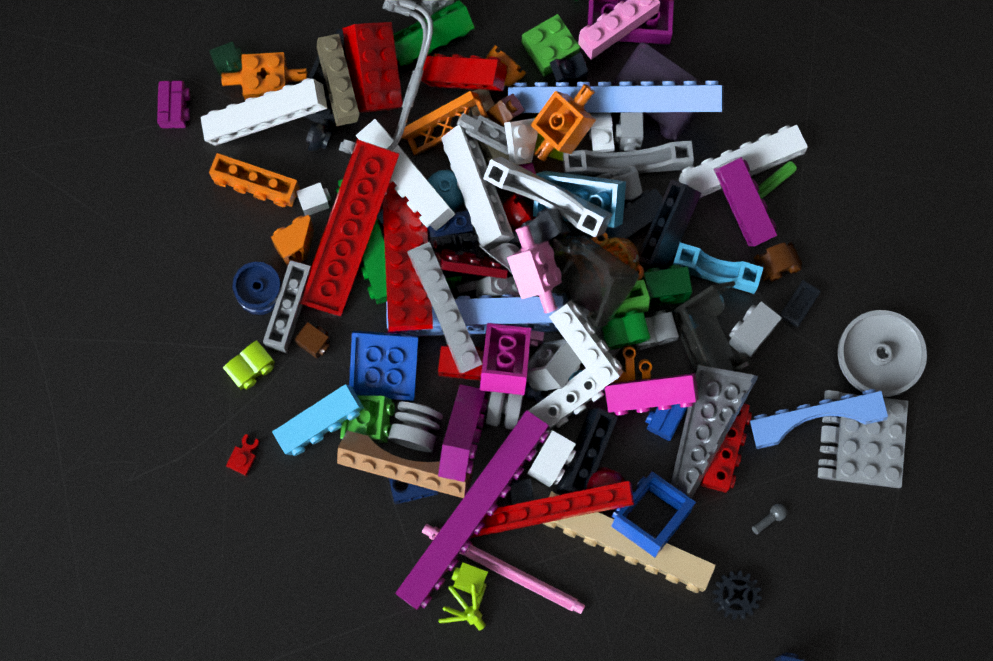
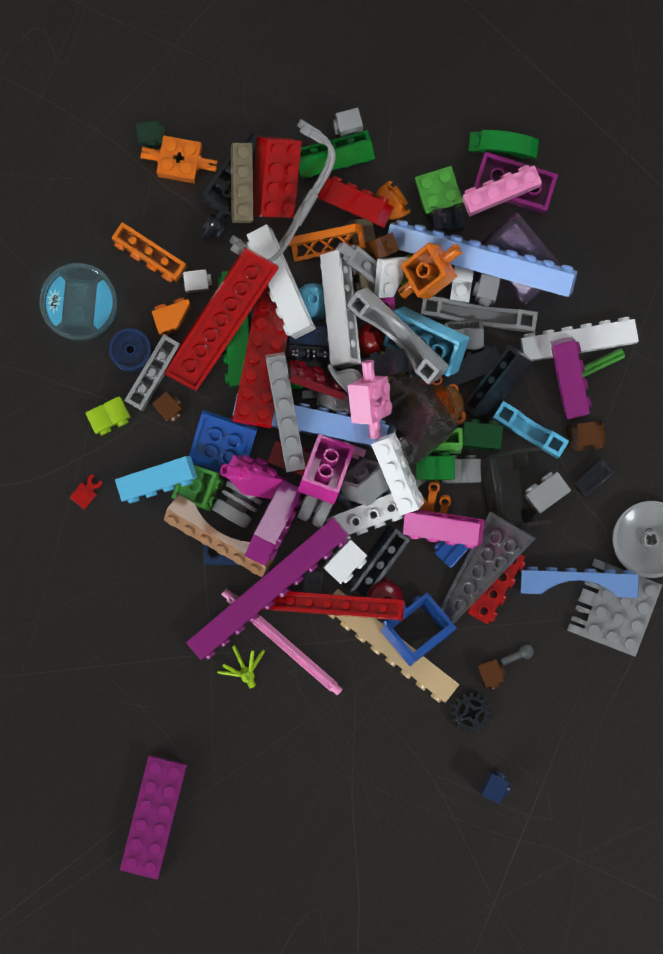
camera: 15 degrees right, 10 degrees up
(172, 104) = (93, 164): magenta brick -> none
(188, 251) = (78, 301): none -> clear light blue brick
(263, 112) = (171, 194): white brick -> none
(424, 388) = (252, 476): none -> dark pink brick
(466, 576) = (249, 642): lime brick -> none
(747, 545) = (491, 674): none -> reddish brown brick

